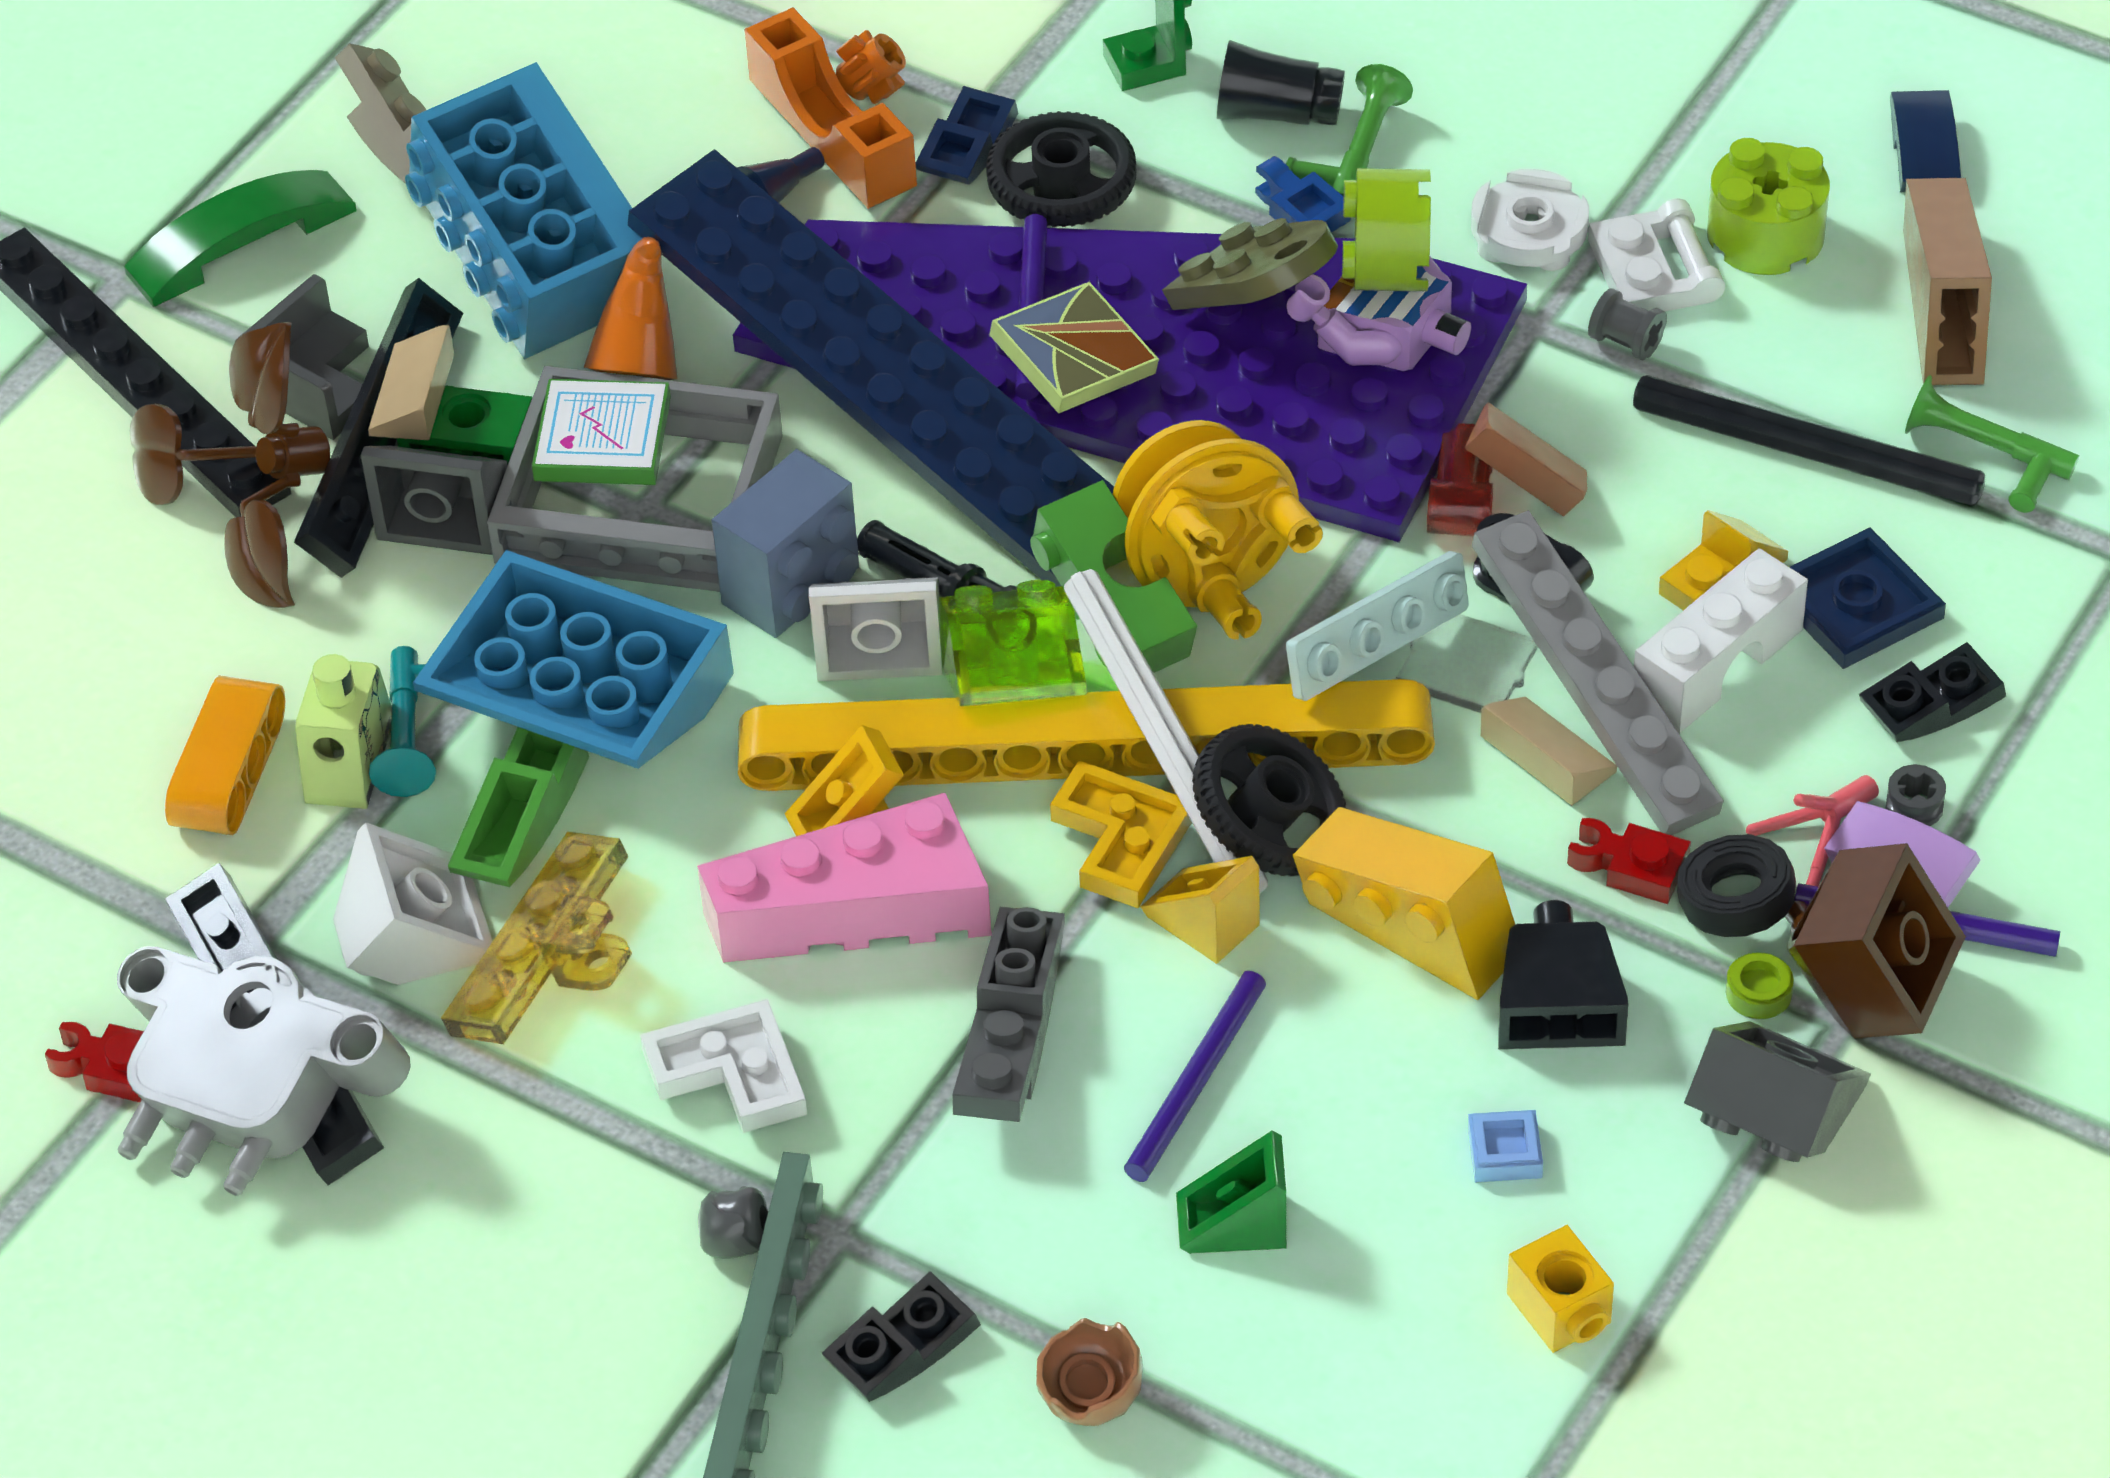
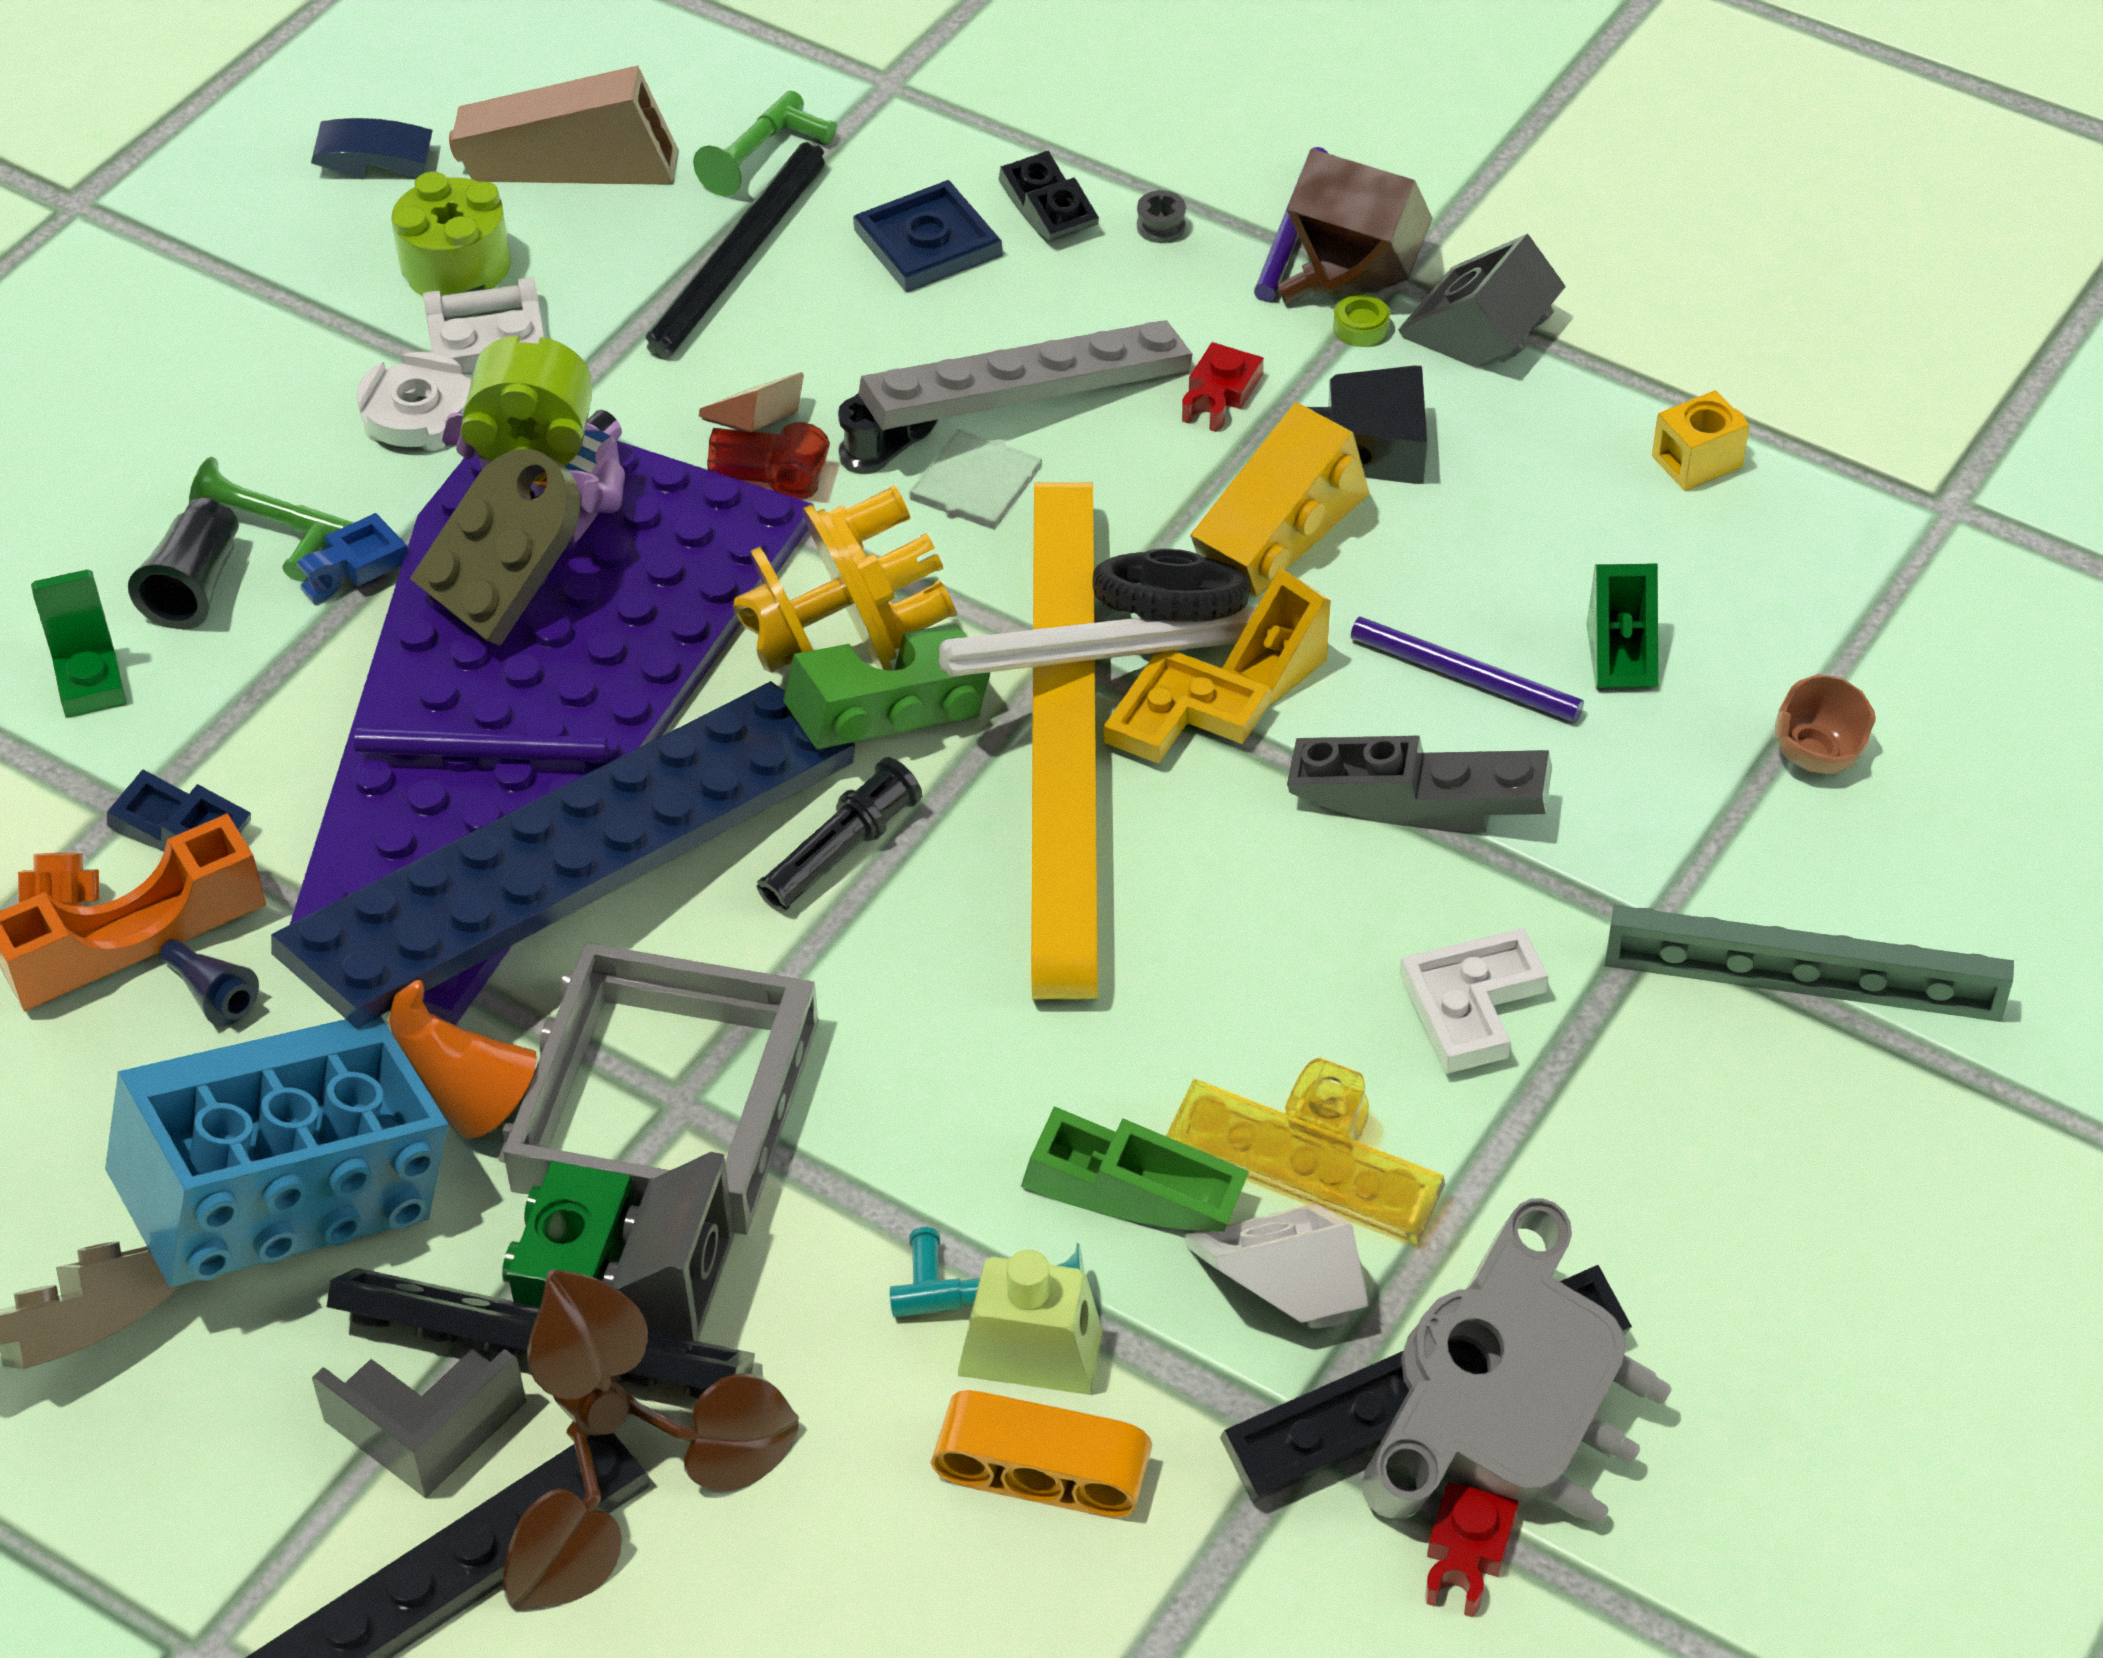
camera: 90 degrees left, 0 degrees up
(230, 220) = (162, 1518): green slope -> none
(413, 386) = (512, 1251): tan slope -> none
(580, 661) = (963, 1110): dark azure slope -> none
(601, 431) = (625, 1089): tile -> none
(732, 1222) = (1670, 985): dark grey piece -> none
(783, 538) = (812, 925): sand blue brick -> none
(848, 785) = (1144, 897): yellow slope -> none
(848, 885) = (1255, 888): bright pink wedge -> none
(876, 629) = (909, 869): white slope -> none
(903, 1342) = (1769, 867): black slope -> none
(1010, 644) = (975, 757): clear neon green slope -> none
(1060, 168) = (261, 729): black wheel -> none
(1073, 347) = (565, 701): tile -> none
(1377, 625) = (967, 518): light aqua bracket -> none
(1505, 1146) = (1537, 477): light blue tile -> none
(1545, 748) = (1092, 429): tan slope -> none
(1627, 324) = (586, 332): dark grey bush -> none
(1722, 548) = (886, 309): yellow slope -> none
(1736, 914) = (1259, 288): black tyre -> none
(1747, 611) = (961, 277): white arch -> none
(1829, 809) = (1178, 261): coral plant -> none
(1941, 856) = (1232, 220): lavender slope -> none

